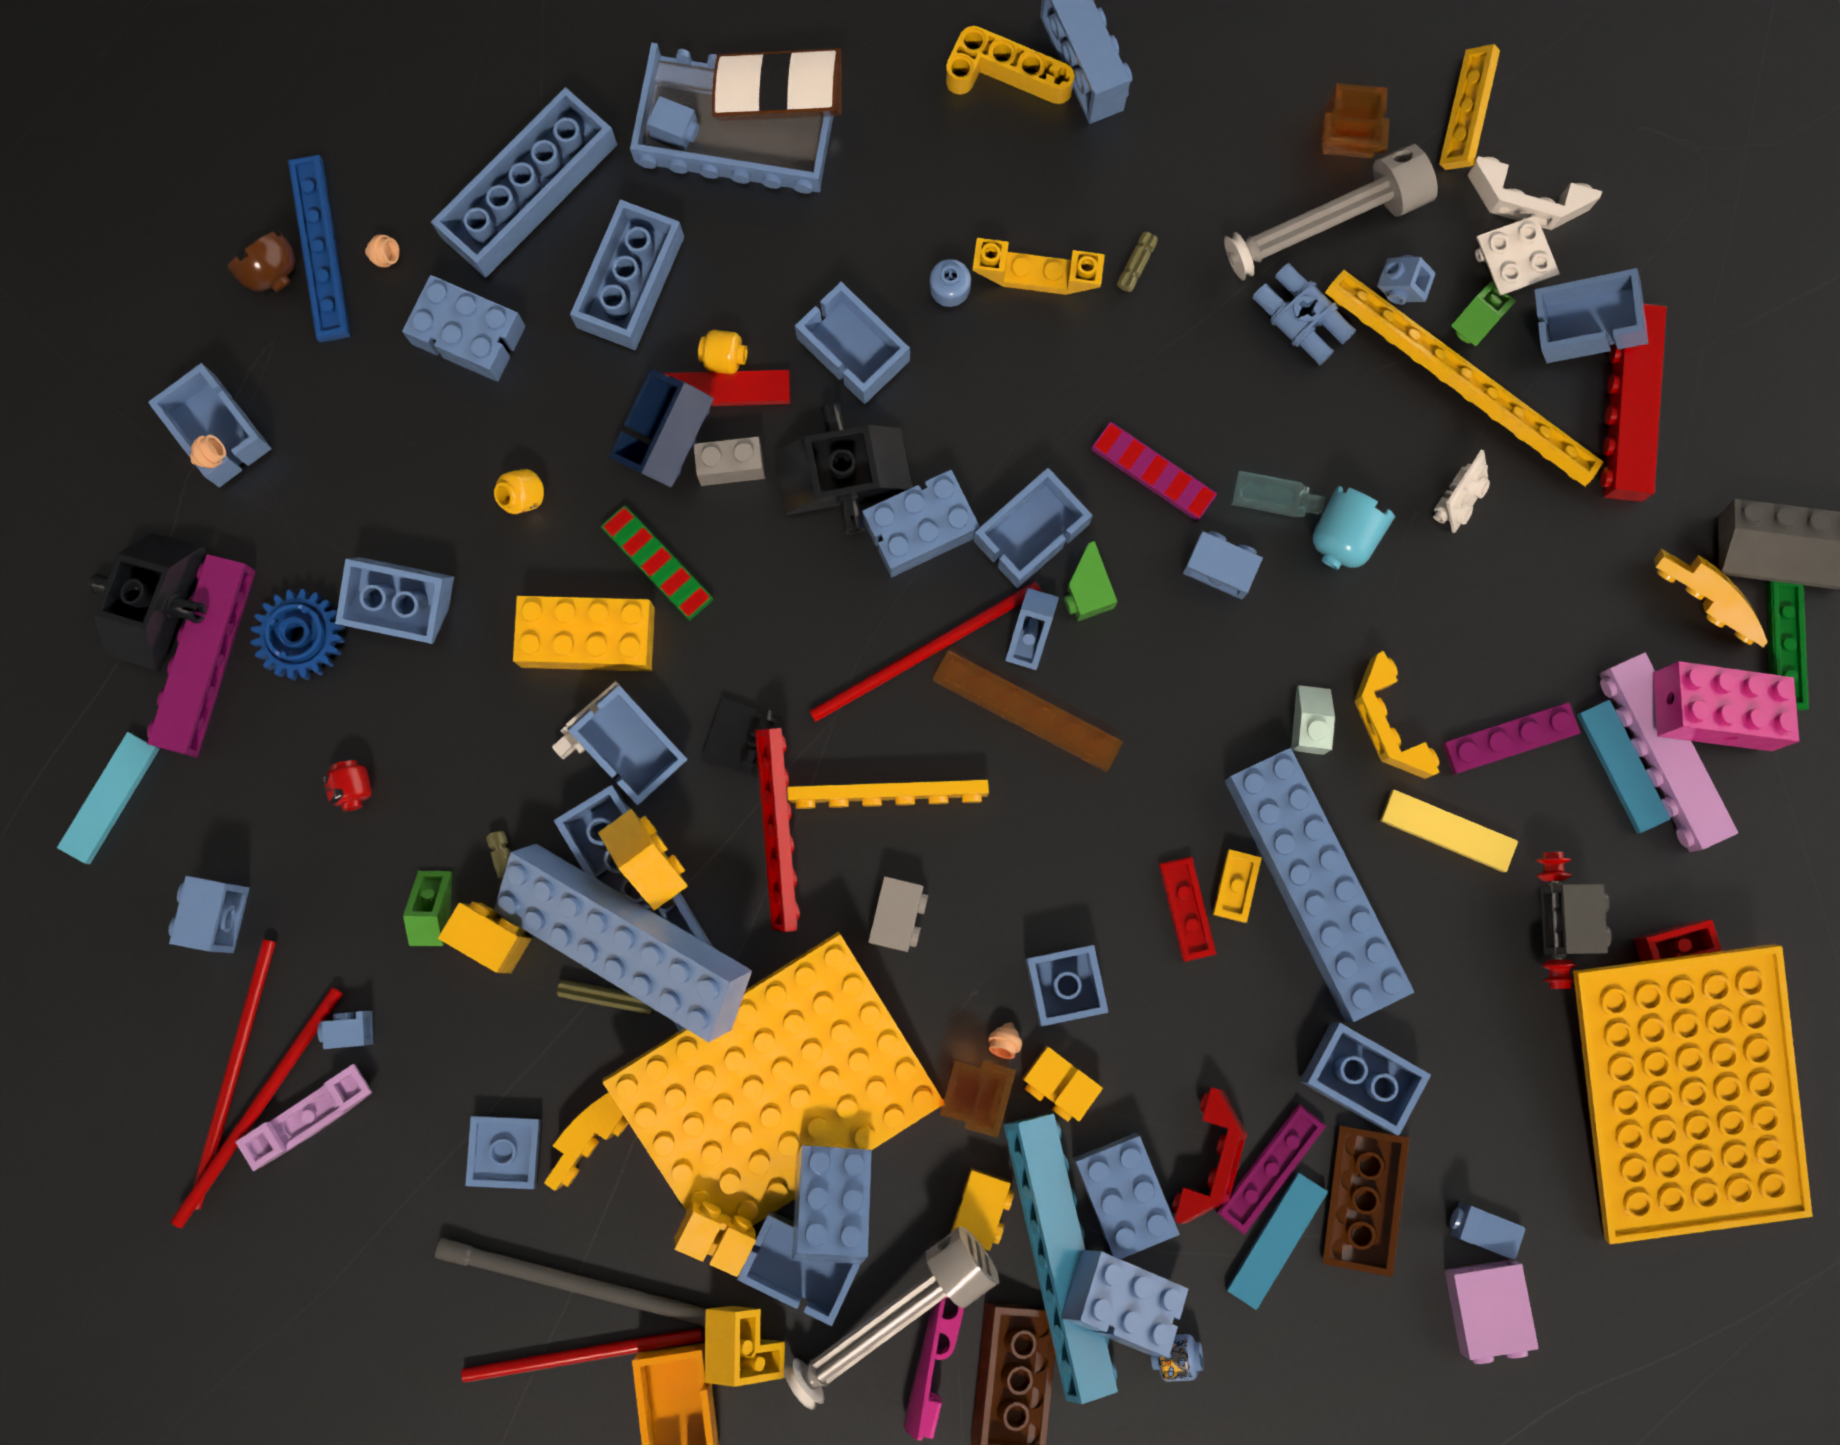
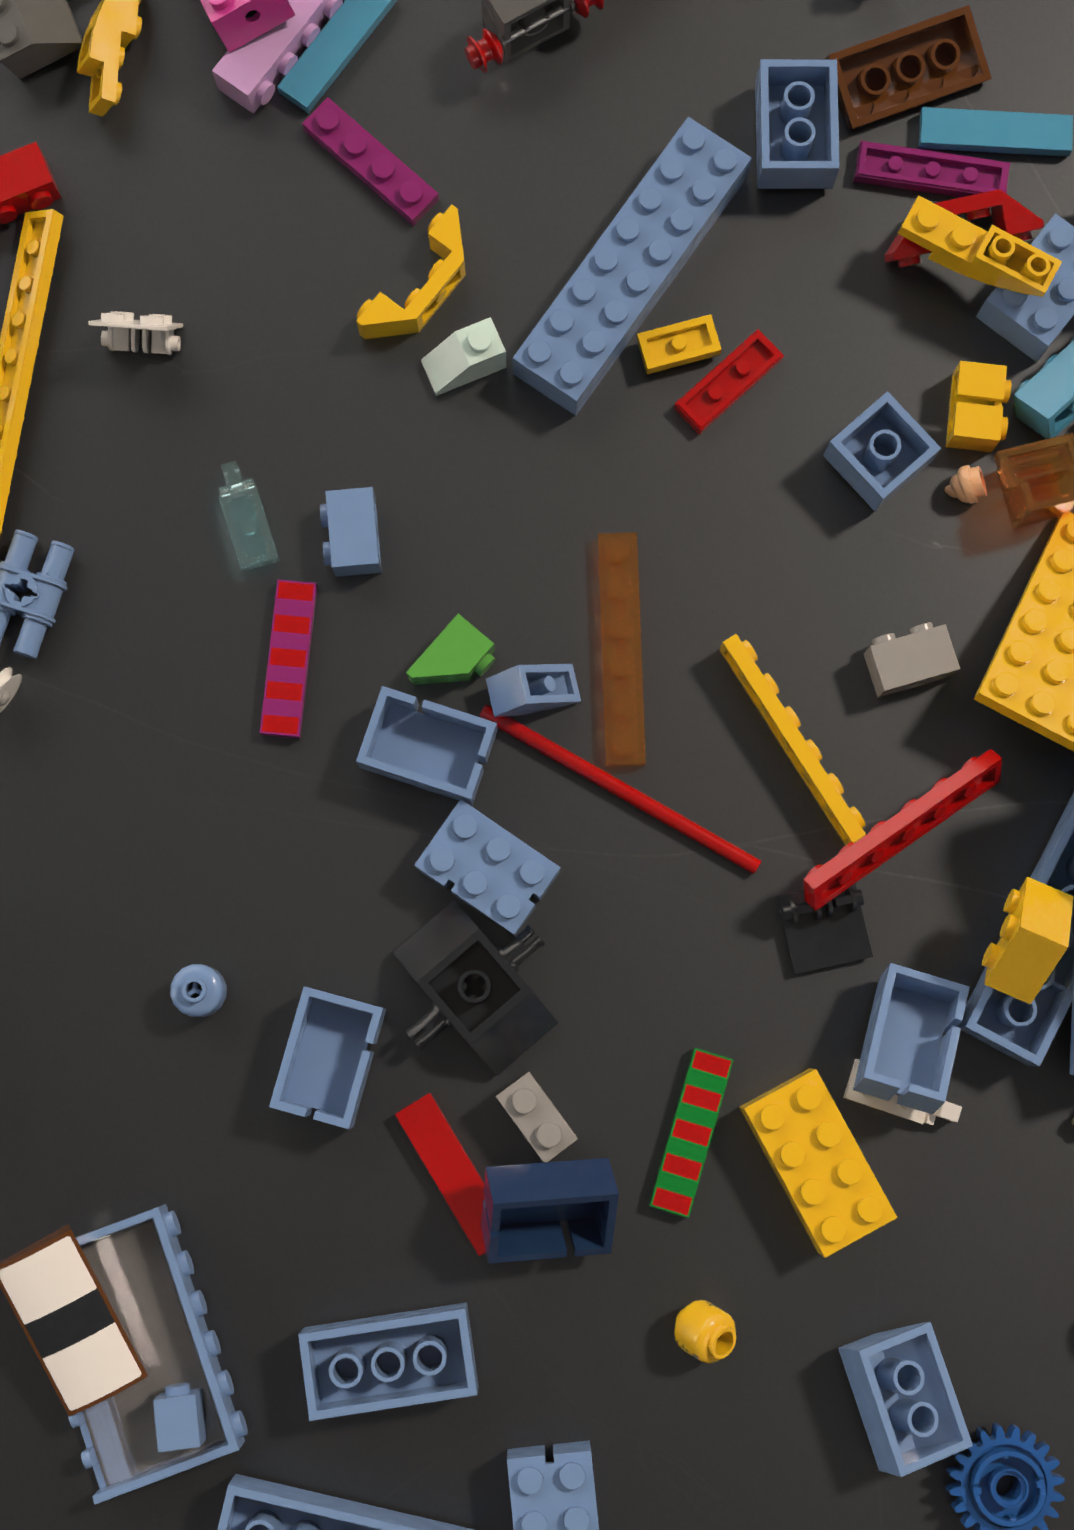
camera: 120 degrees left, 0 degrees up
(722, 352) = (417, 1199): yellow head -> none
(1037, 272) = (130, 901): yellow slope -> none
(1137, 261) = (60, 803): olive axle -> none
(1181, 1149) = (978, 254): none -> yellow slope
(1350, 529) = (245, 420): medium azure cylinder -> none
(1448, 831) = (500, 174): light yellow tile -> none

